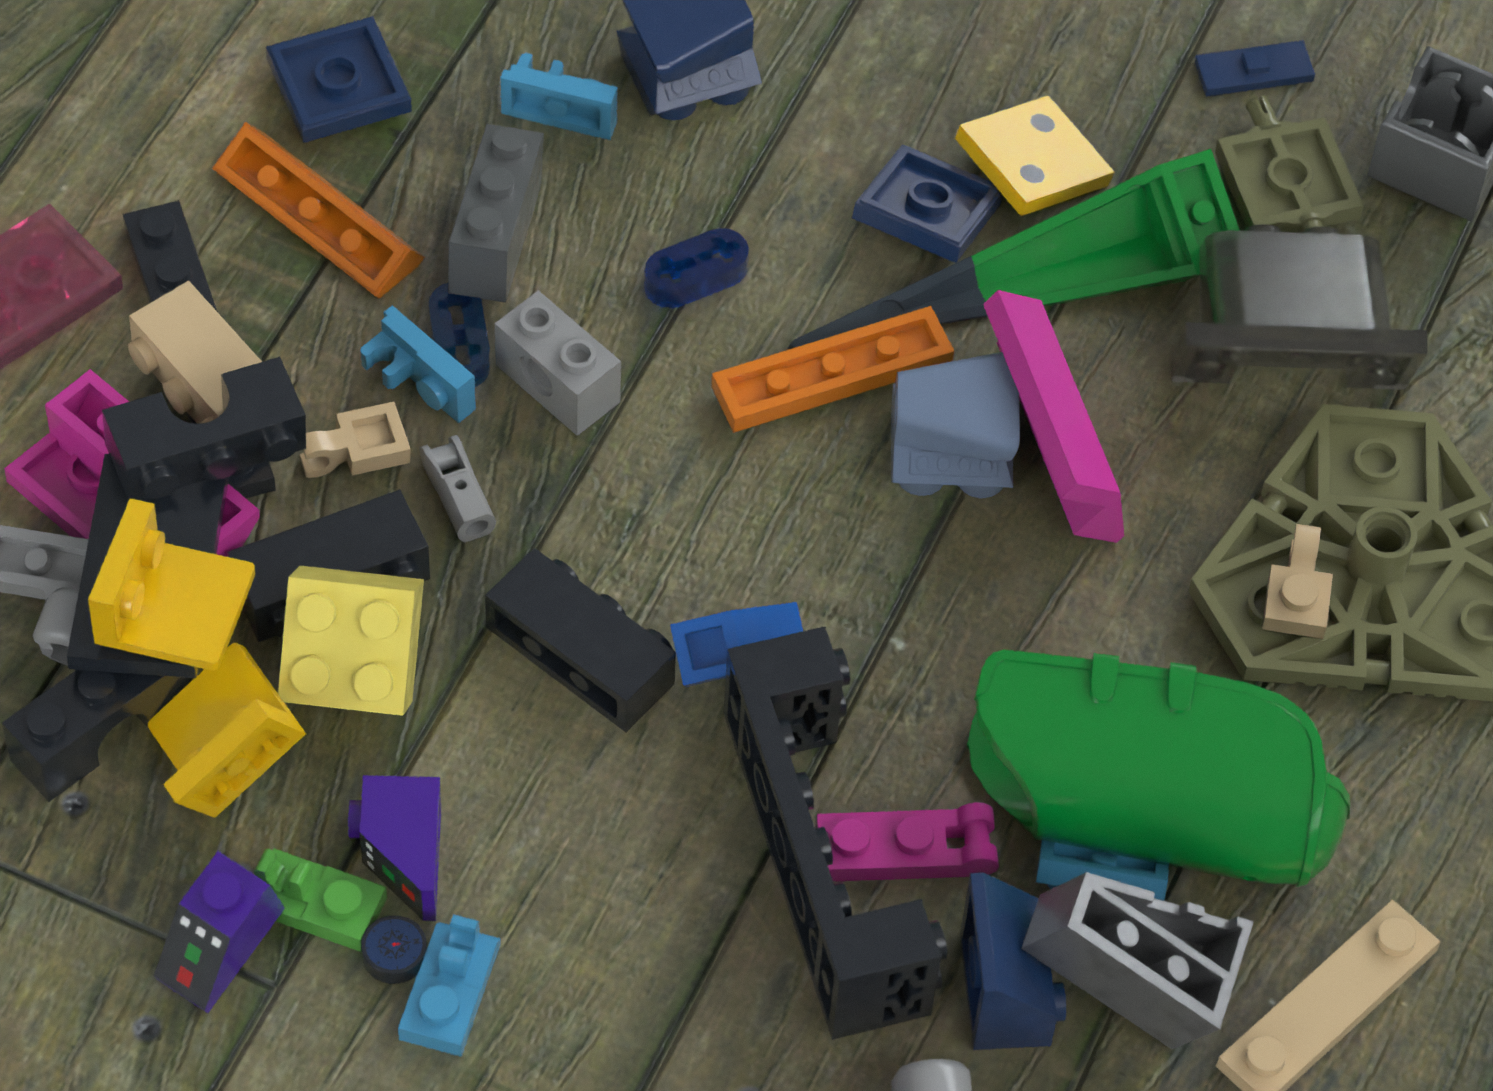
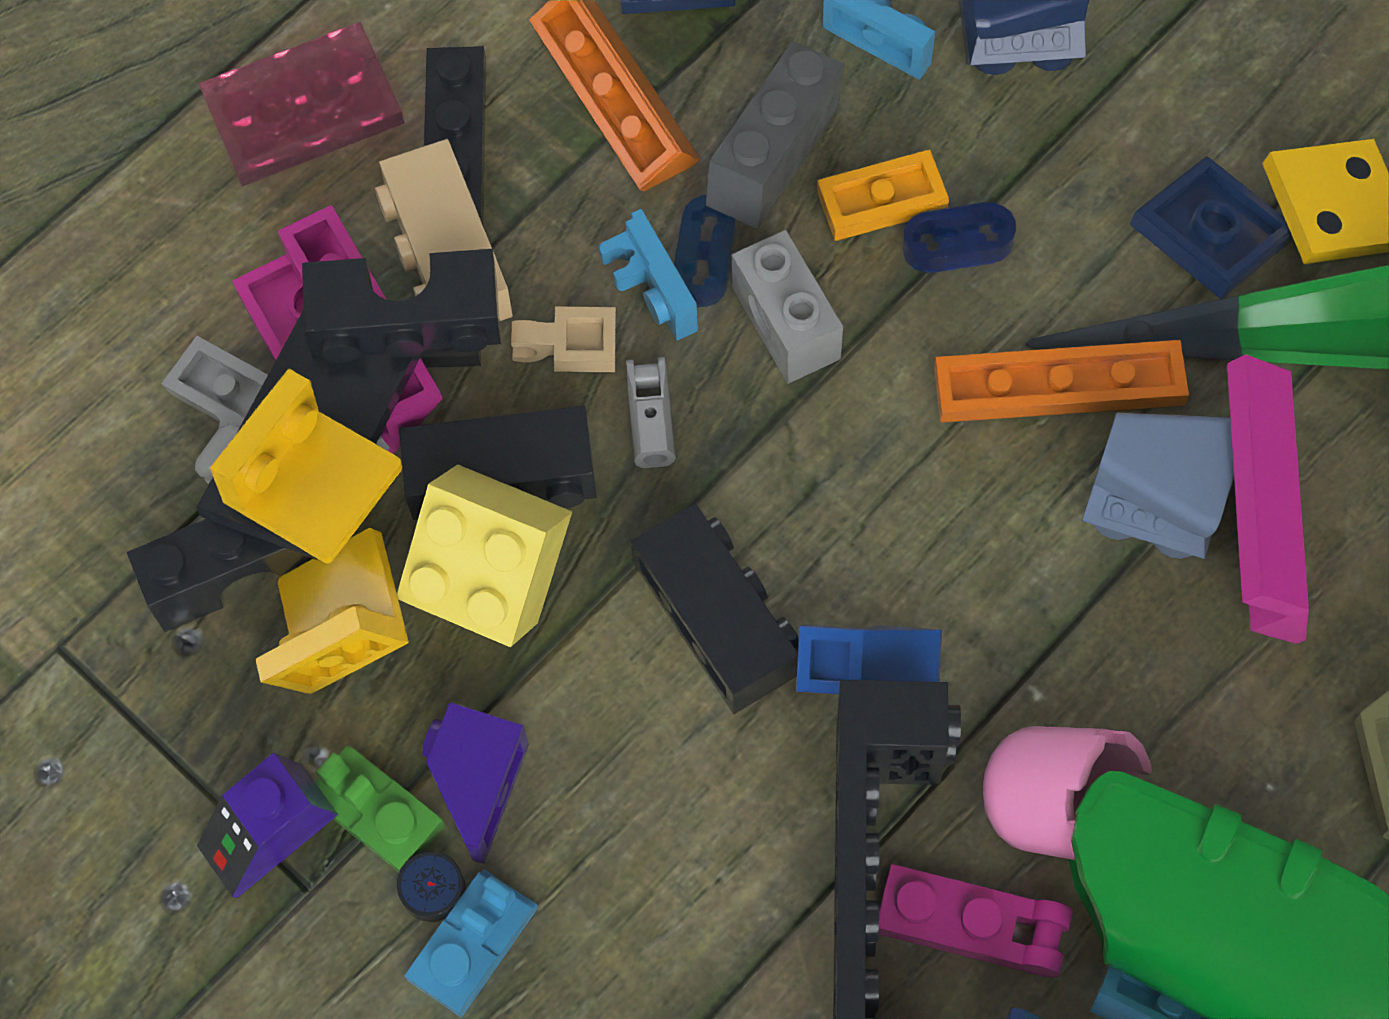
camera: 25 degrees right, 10 degrees up
(611, 246) = (881, 194): none -> light orange plate
(930, 700) = (1042, 777): none -> bright pink cylinder

